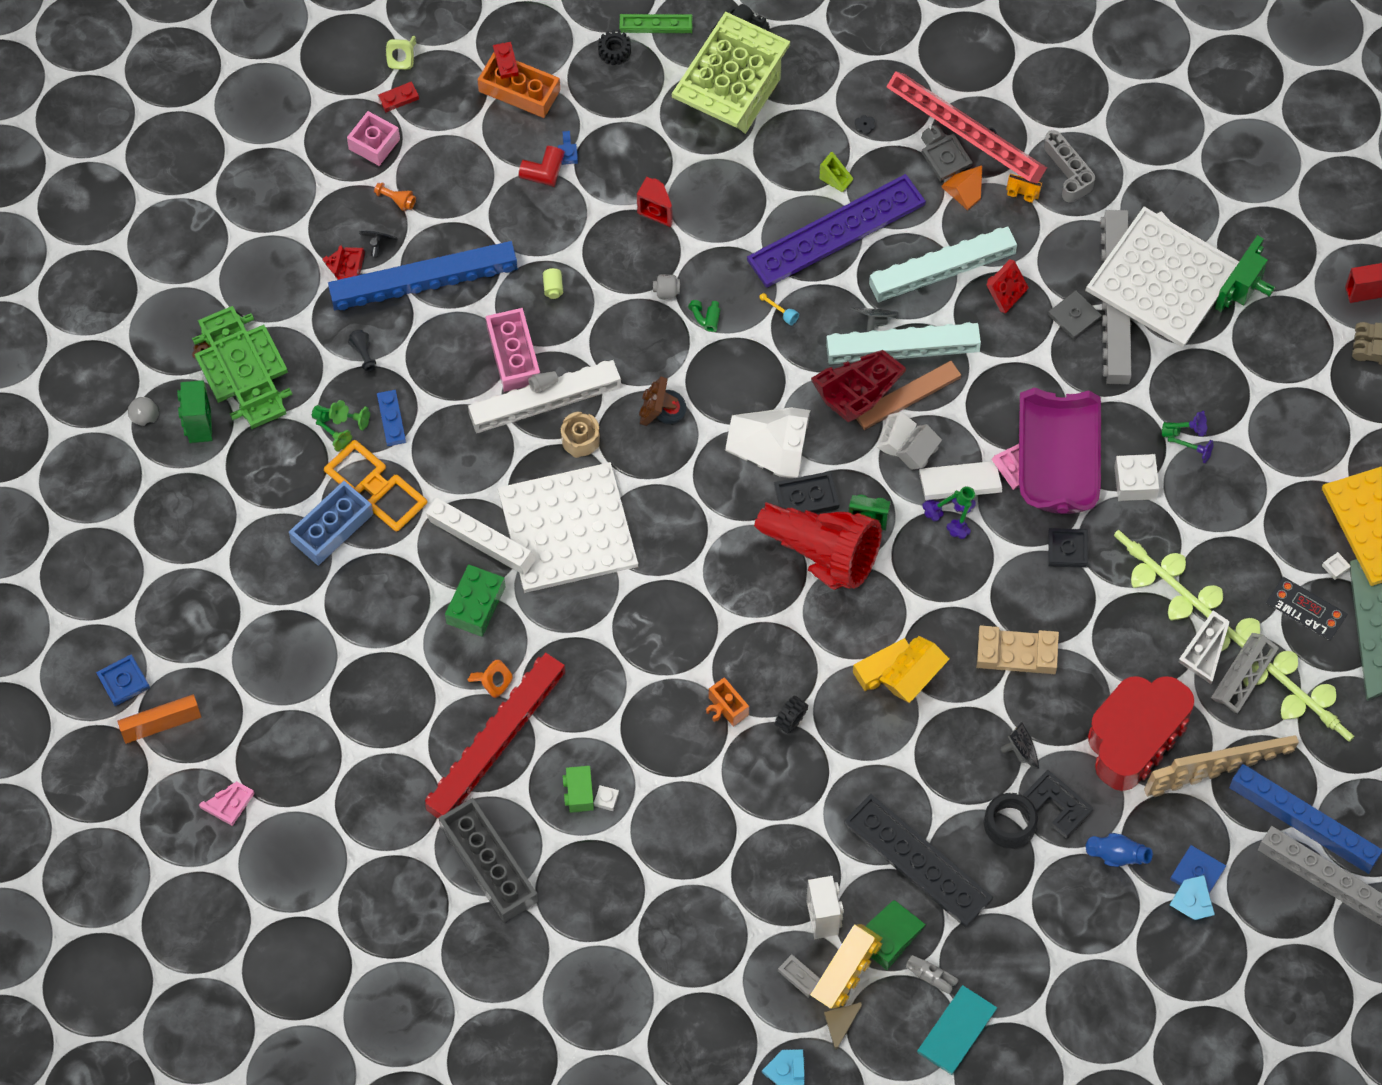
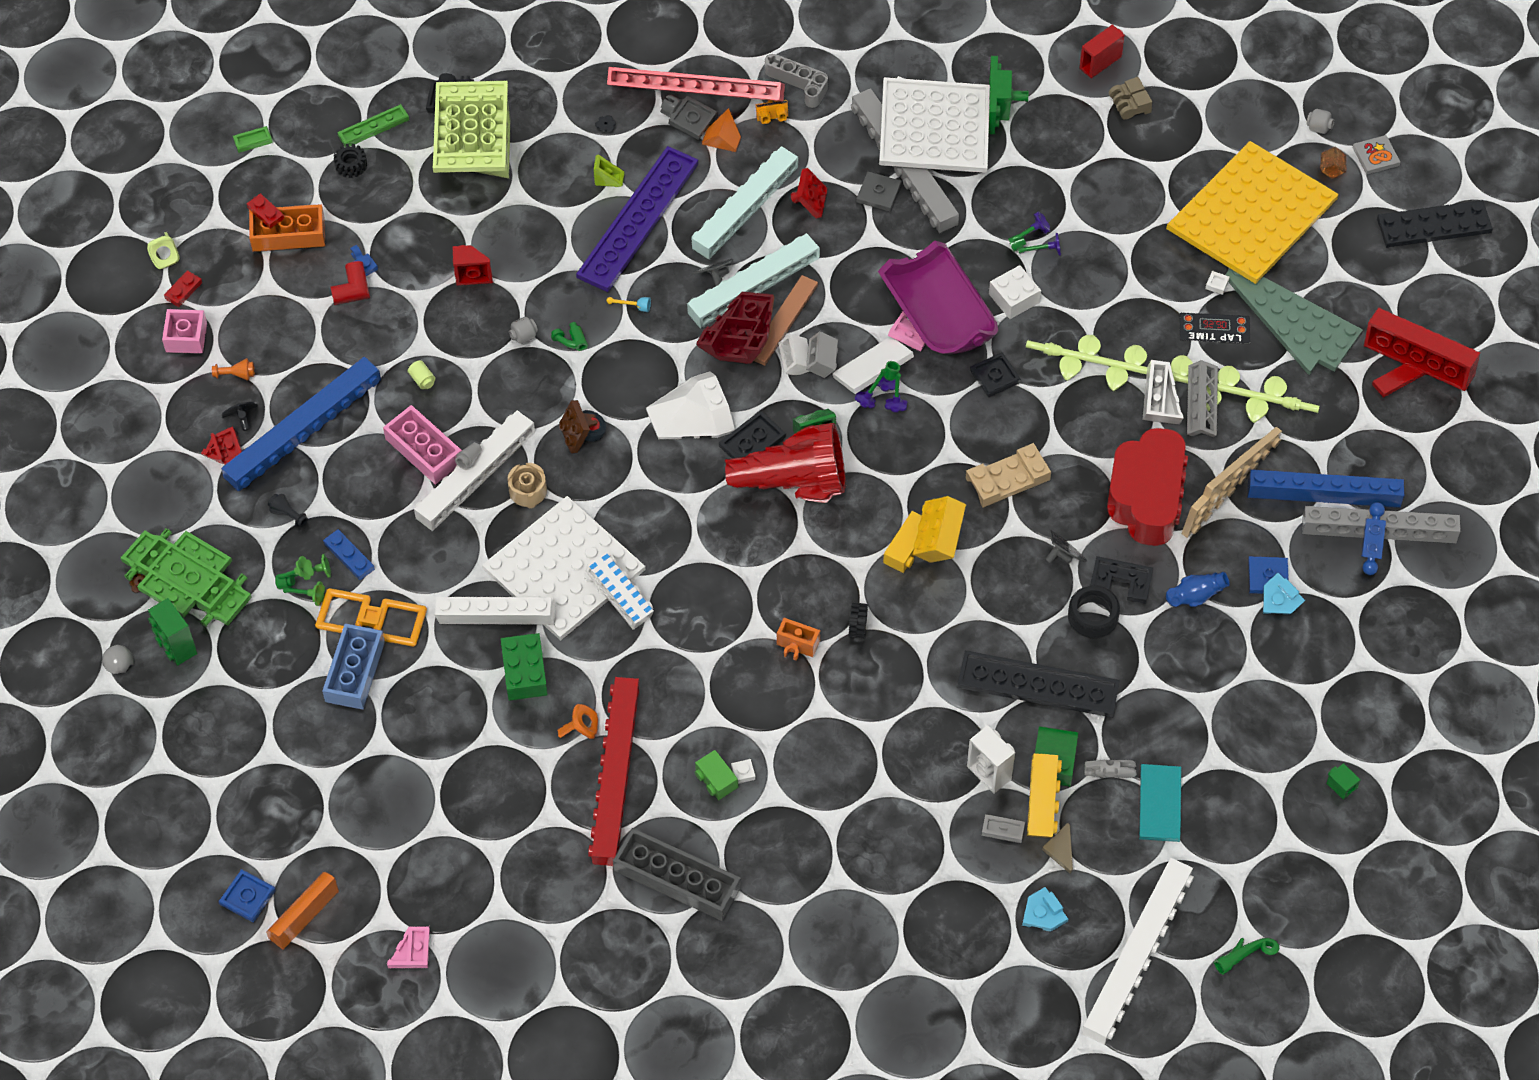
camera: 30 degrees left, 5 degrees down
(598, 574) = (619, 590): none -> white brick
(1315, 891) = (1373, 538): none -> blue plate

